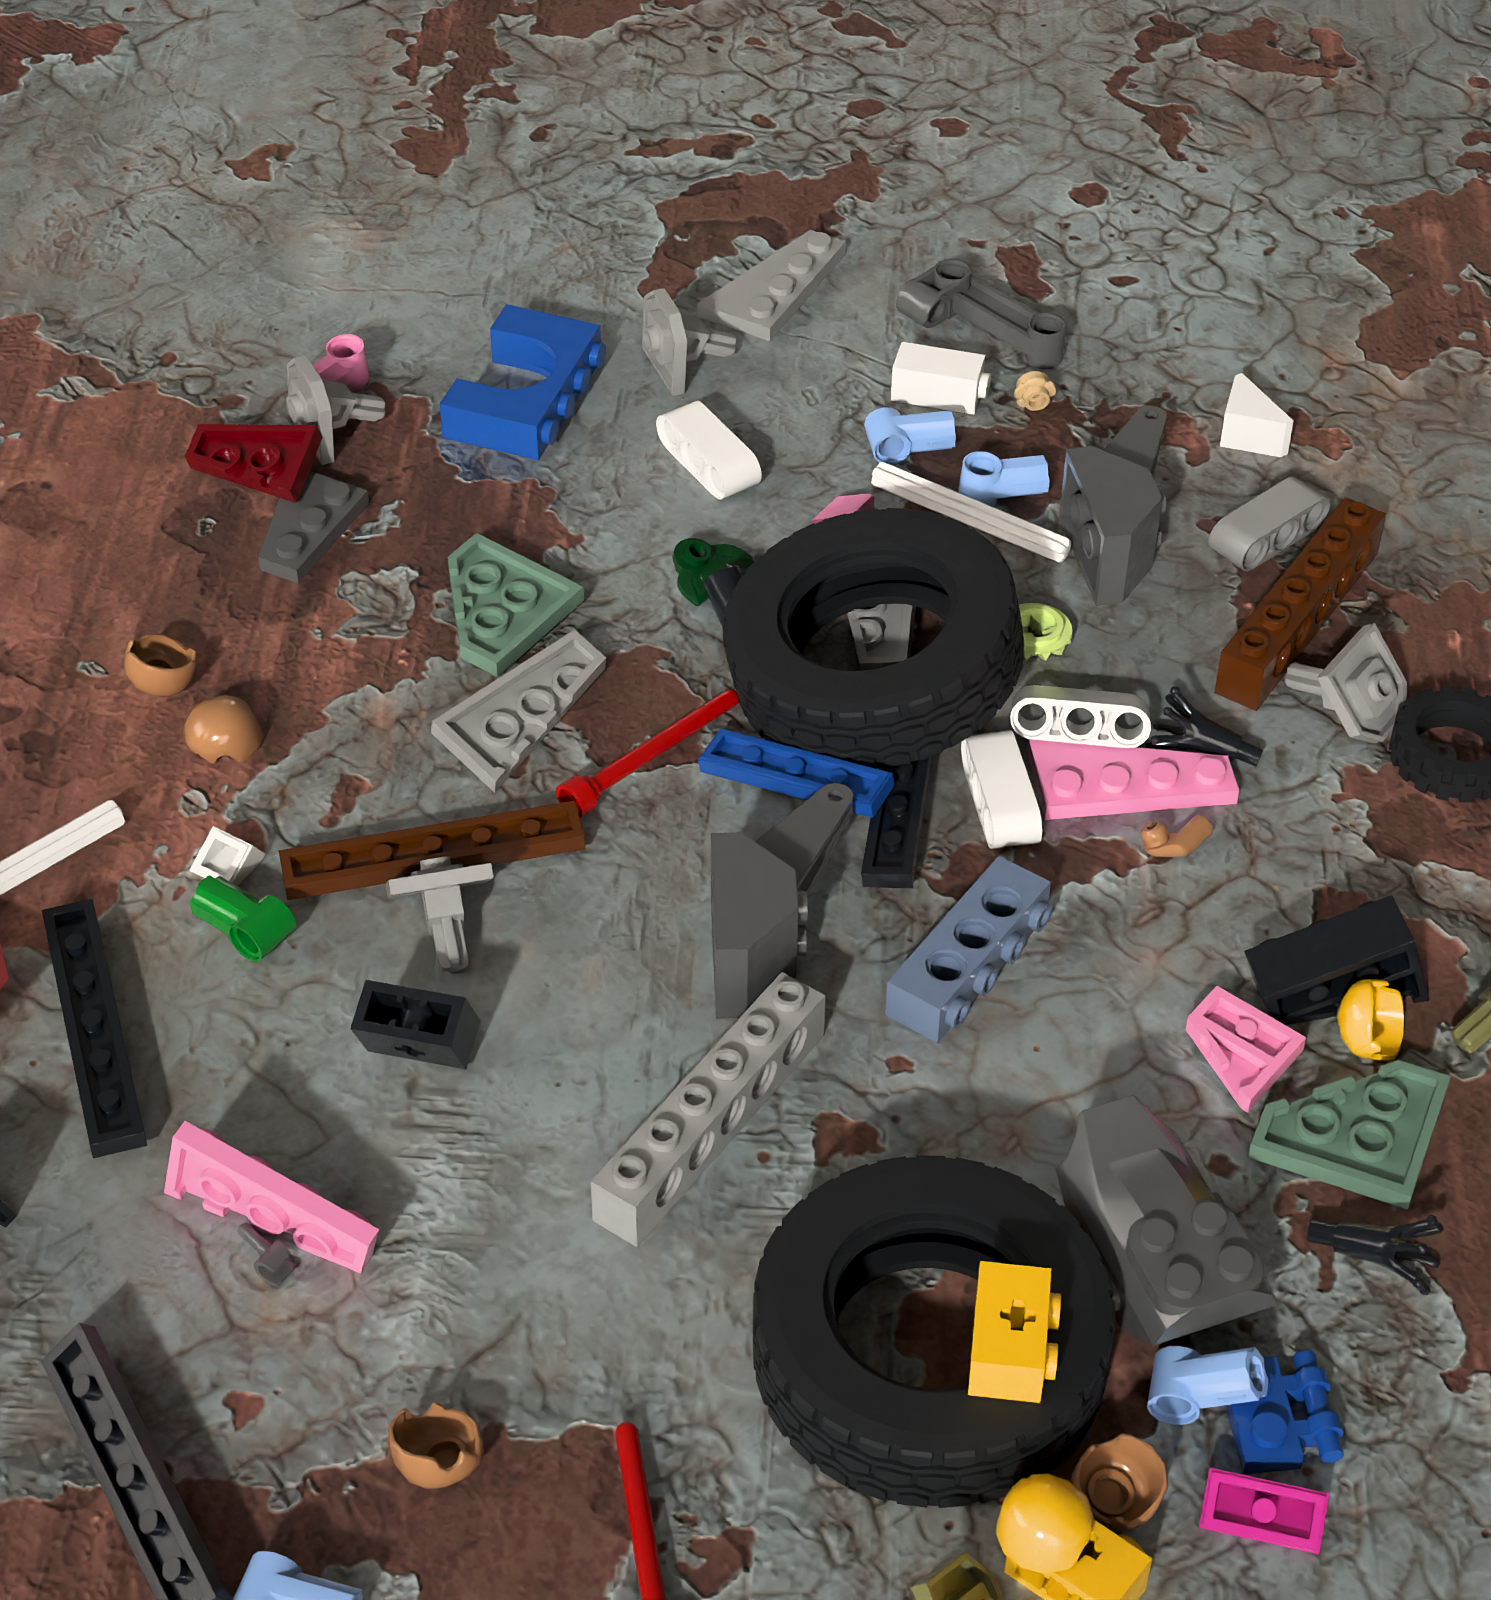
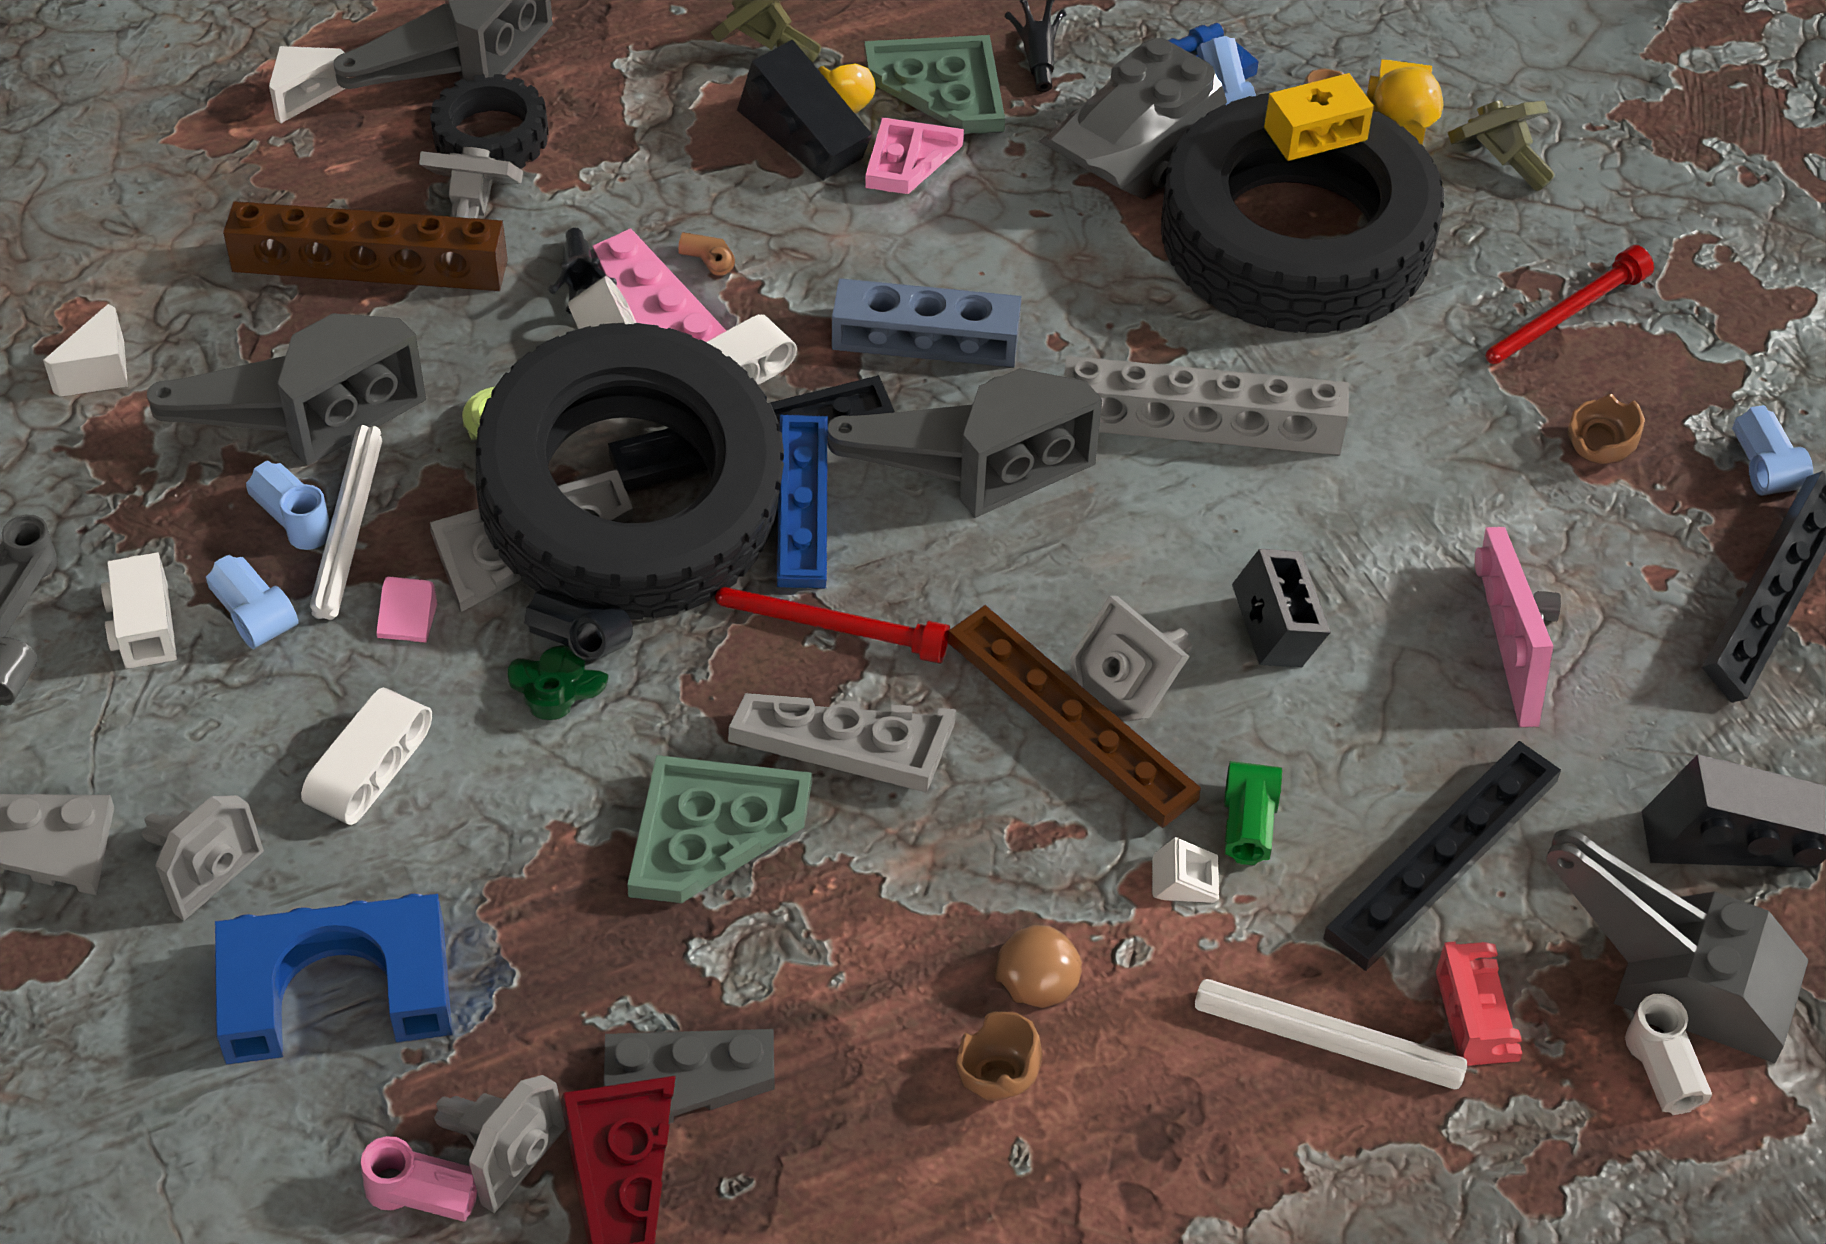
camera: 120 degrees left, 5 degrees up
(1034, 390) = (121, 532): tan plate -> none
(1263, 1510) = (1277, 51): dark pink slope -> none
(1269, 523) = (254, 300): light grey beam -> none

